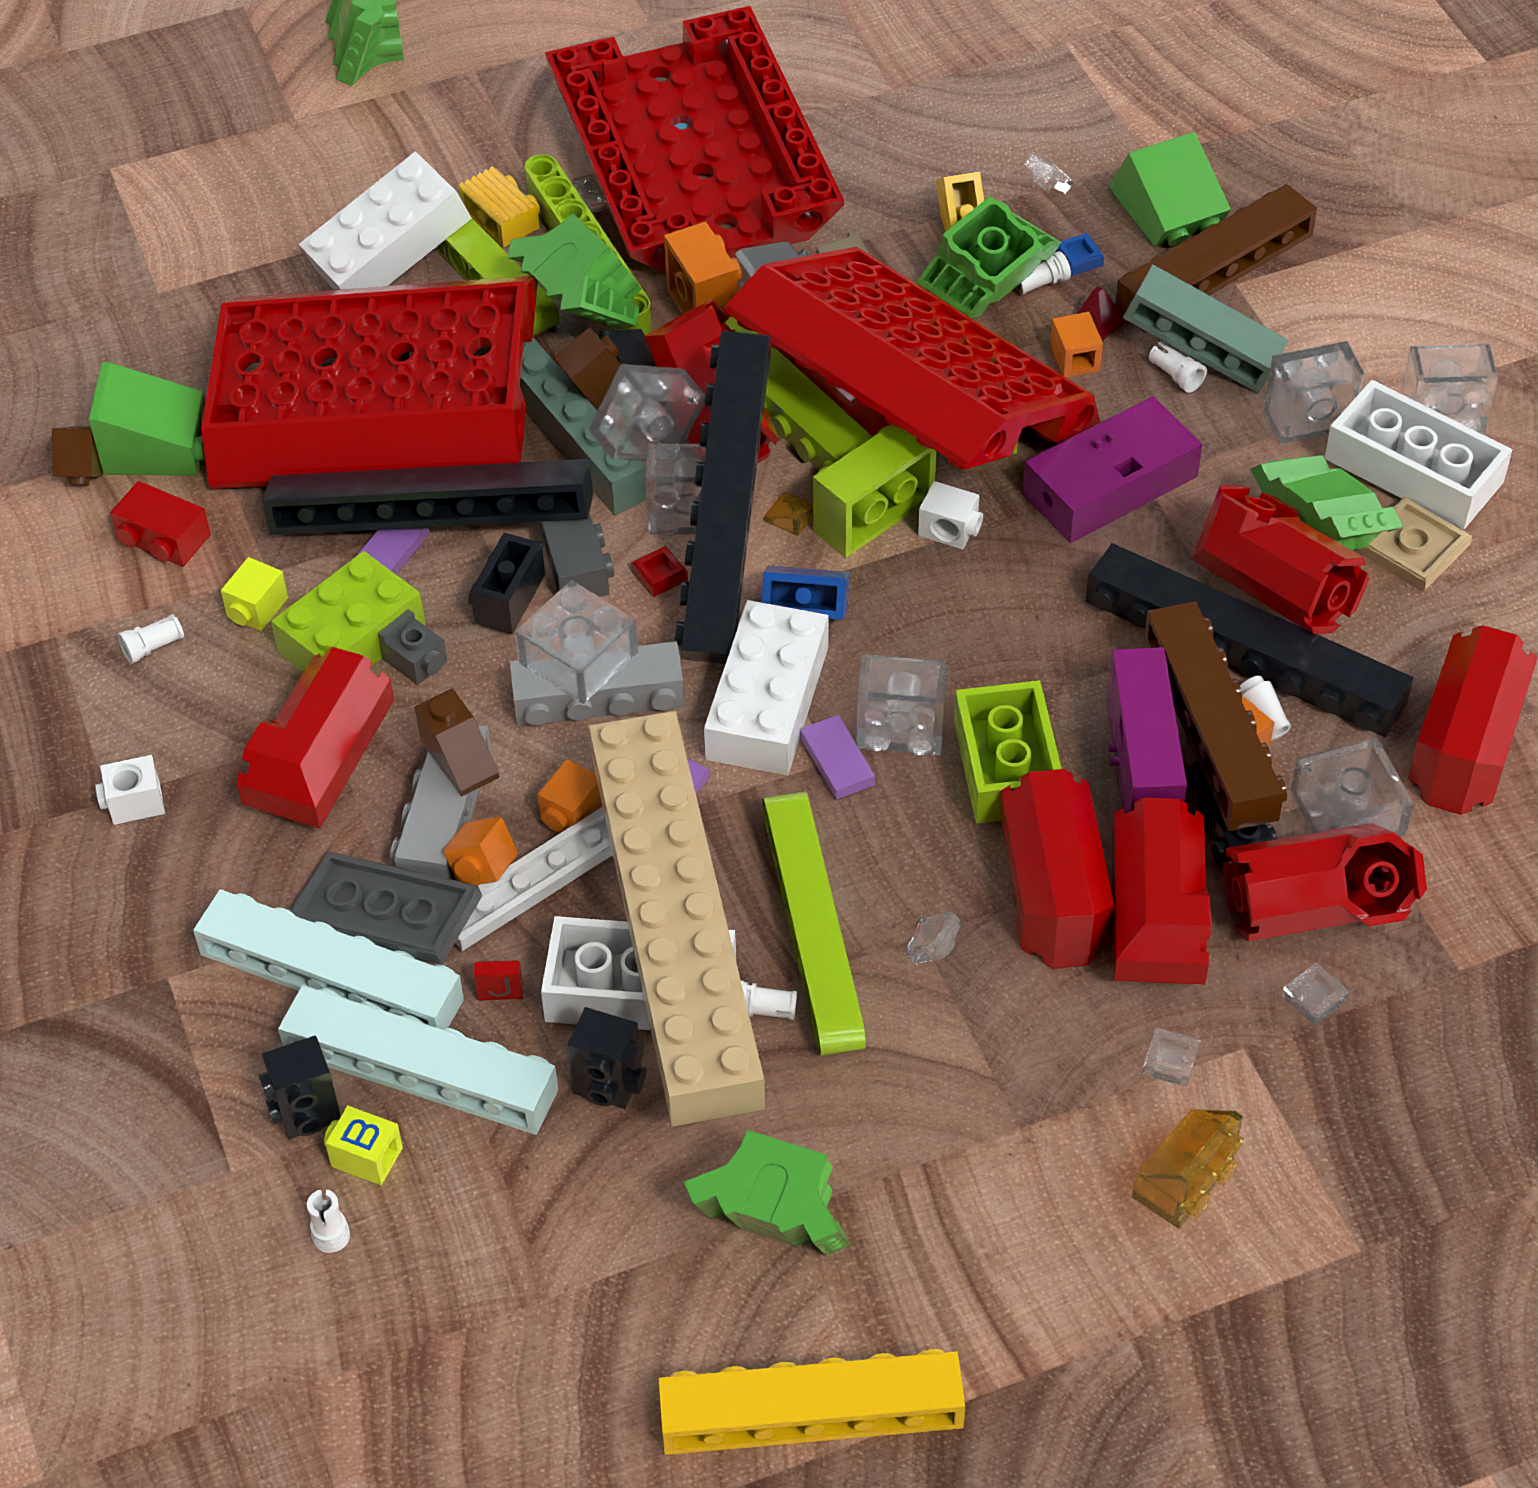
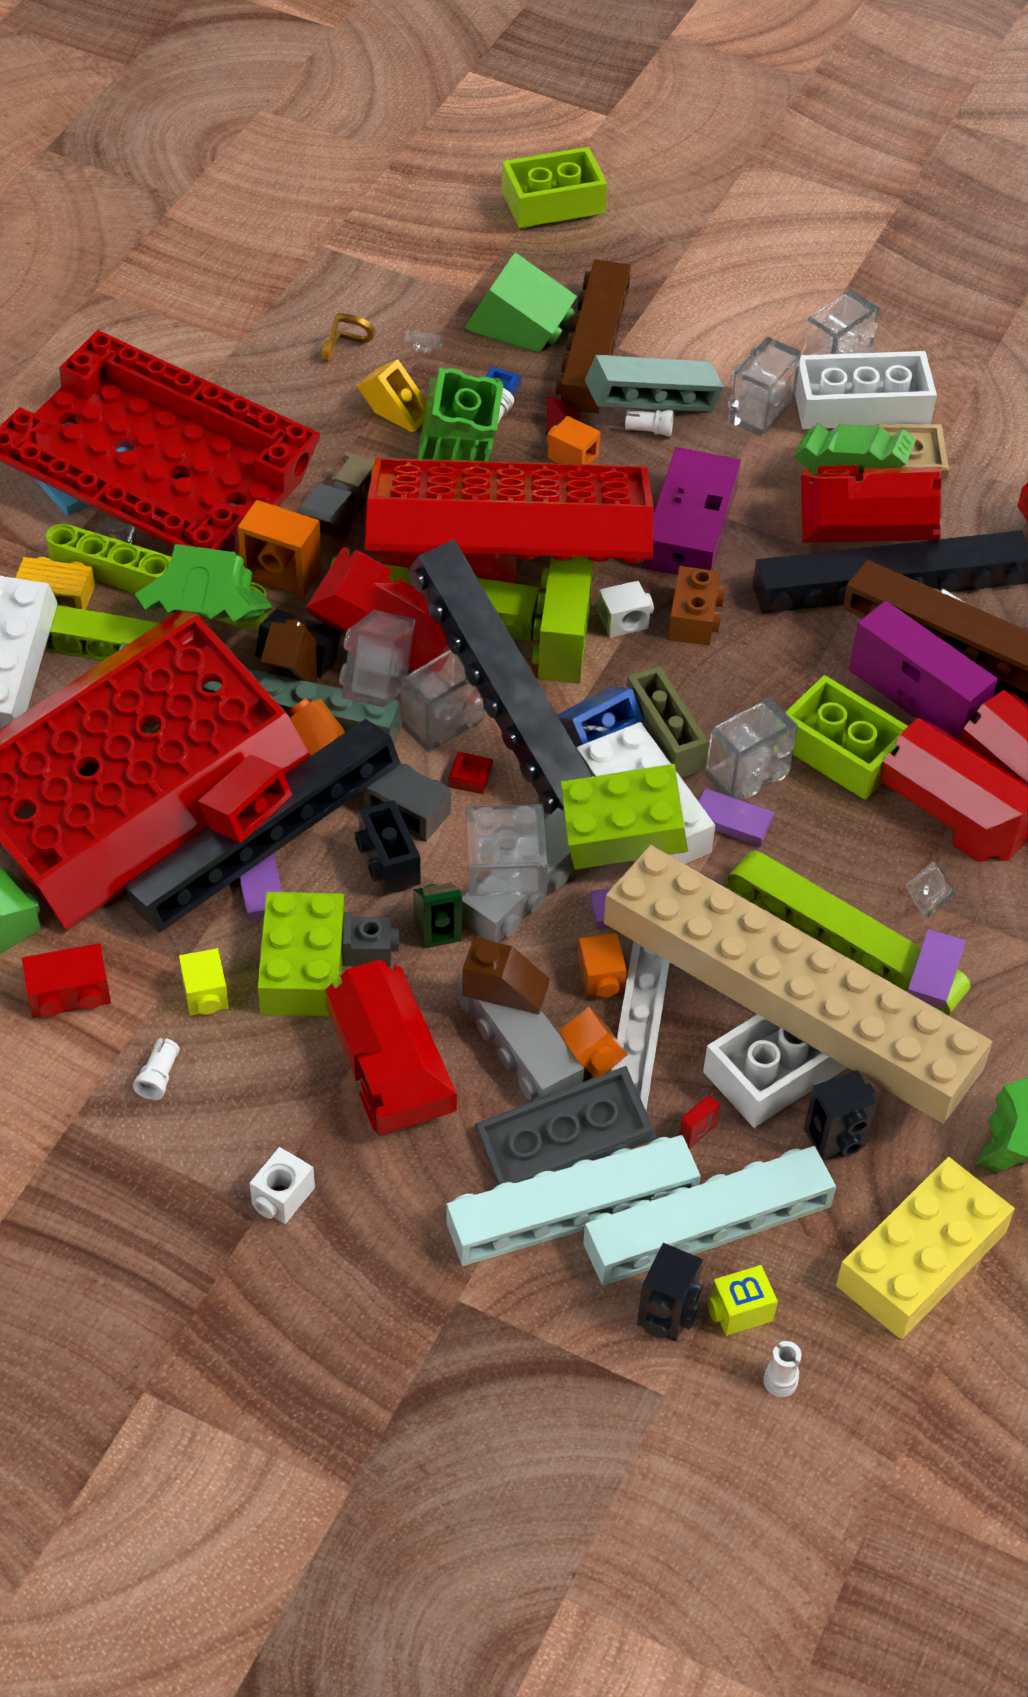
camera: 45 degrees left, 0 degrees up
(414, 460) = (245, 798): none -> red brick
(484, 662) = (438, 914): none -> dark green slope
(549, 438) = (315, 724): none -> orange brick
(556, 1221) = (924, 1247): none -> light yellow brick
(702, 676) = (623, 814): none -> lime brick
(835, 1000) = (936, 968): none -> medium lavender tile
(859, 630) = (669, 721): none -> olive brick
(958, 134) = (329, 344): none -> pearl gold piece
(1017, 552) = (694, 606): none -> dark orange brick
(1331, 97) = (554, 187): none -> lime brick

